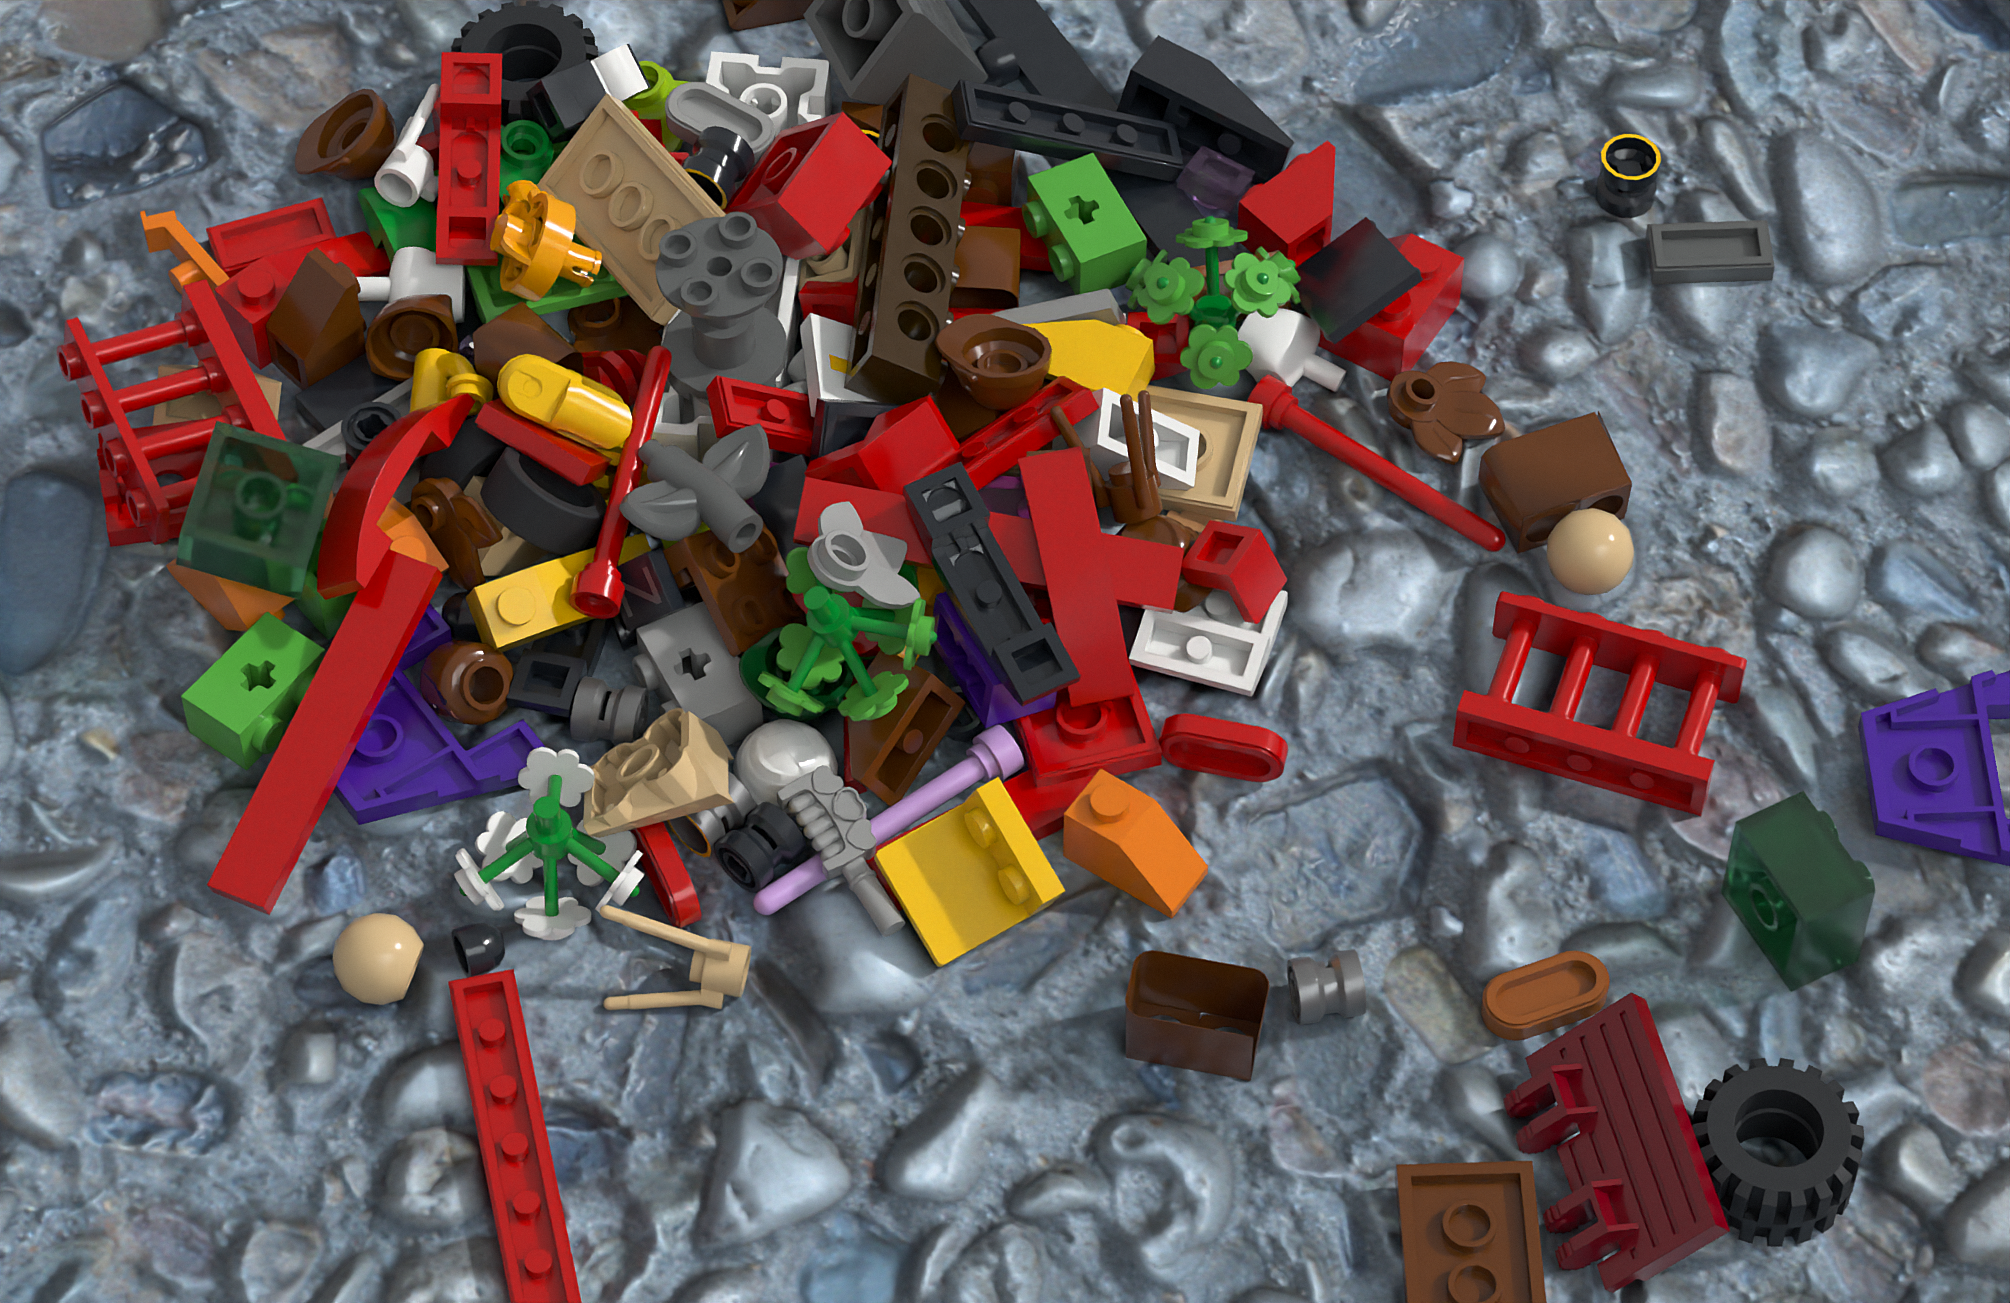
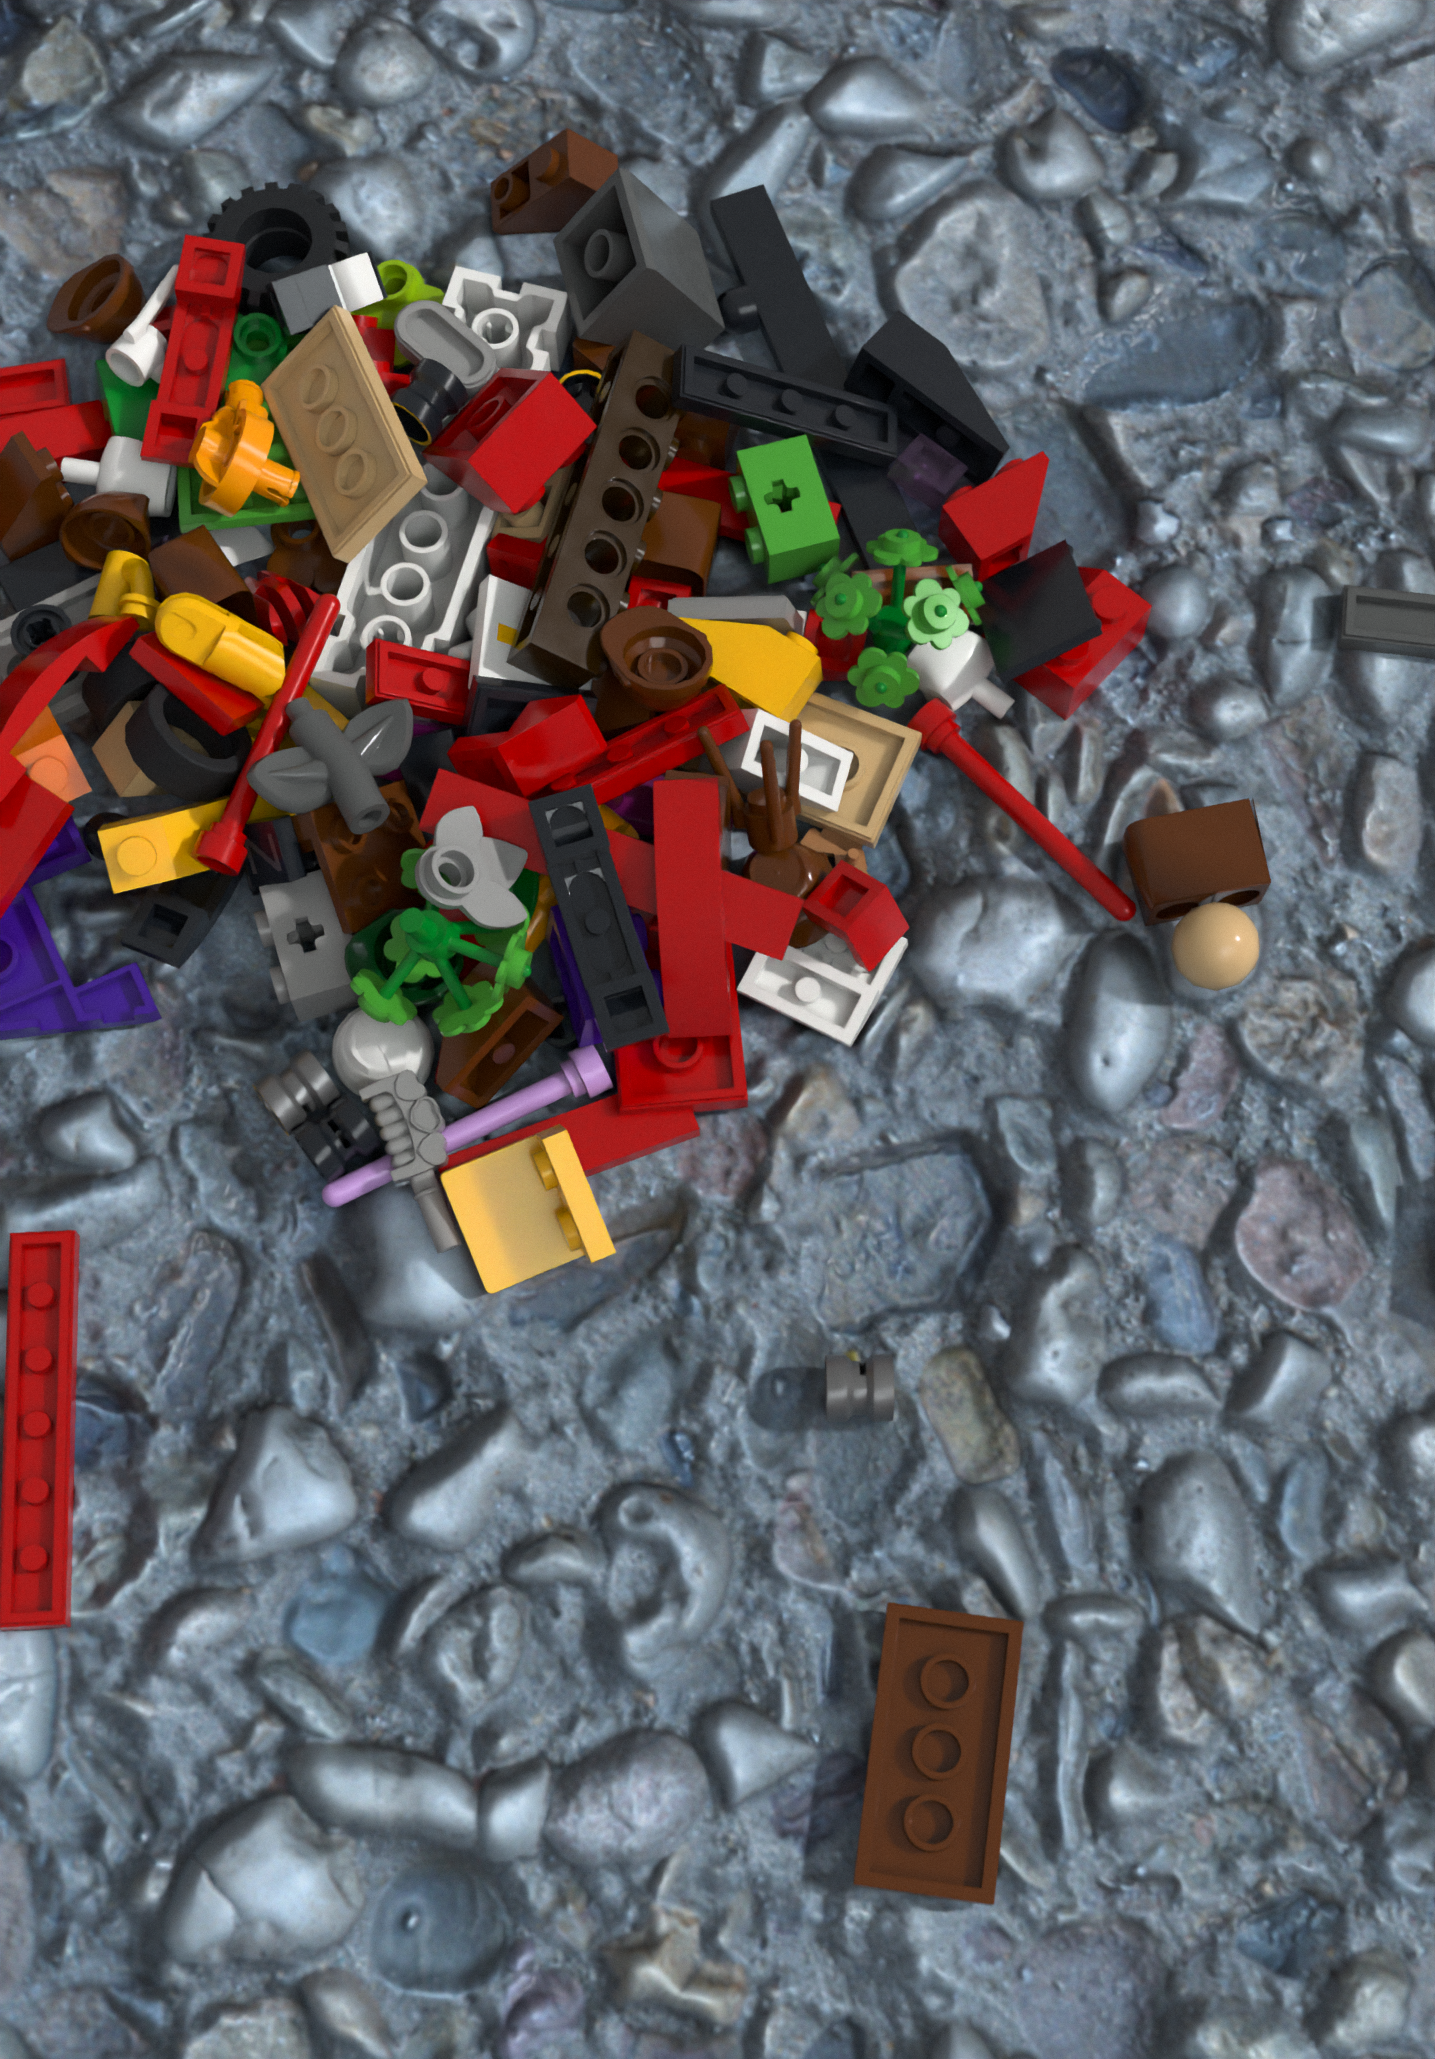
camera: 10 degrees right, 15 degrees up
(456, 528) = (99, 752): reddish brown plate -> none
(466, 682) = (87, 914): reddish brown head -> none
(478, 948) = (46, 1202): black hinge -> none
(543, 838) = (115, 1105): white plant -> none
(609, 712) = (222, 967): flat silver wheel -> none
(660, 777) = (246, 1055): tan slope -> none
(667, 875) = (239, 1147): red tile -> none
(715, 964) = (270, 1260): tan plant -> none
(720, 280) = (389, 554): dark grey piece -> none
(1131, 844) = (700, 1197): orange slope -> none
(1183, 990) = (719, 1372): reddish brown piece -> none
(1223, 747) = (809, 1103): red tile -> none
(1444, 408) = (1112, 759): reddish brown plate -> none
(1545, 995) = (1075, 1426): dark orange tile -> none
(1582, 751) = (1195, 1176): red fence -> none
(1628, 175) = (1335, 529): black wheel -> none
(1634, 1150) = (1123, 1625): dark red hinge -> none
(1787, 1107) = (1313, 1623): black tyre -> none
(1798, 890) = (1350, 1370): clear green brick -> none

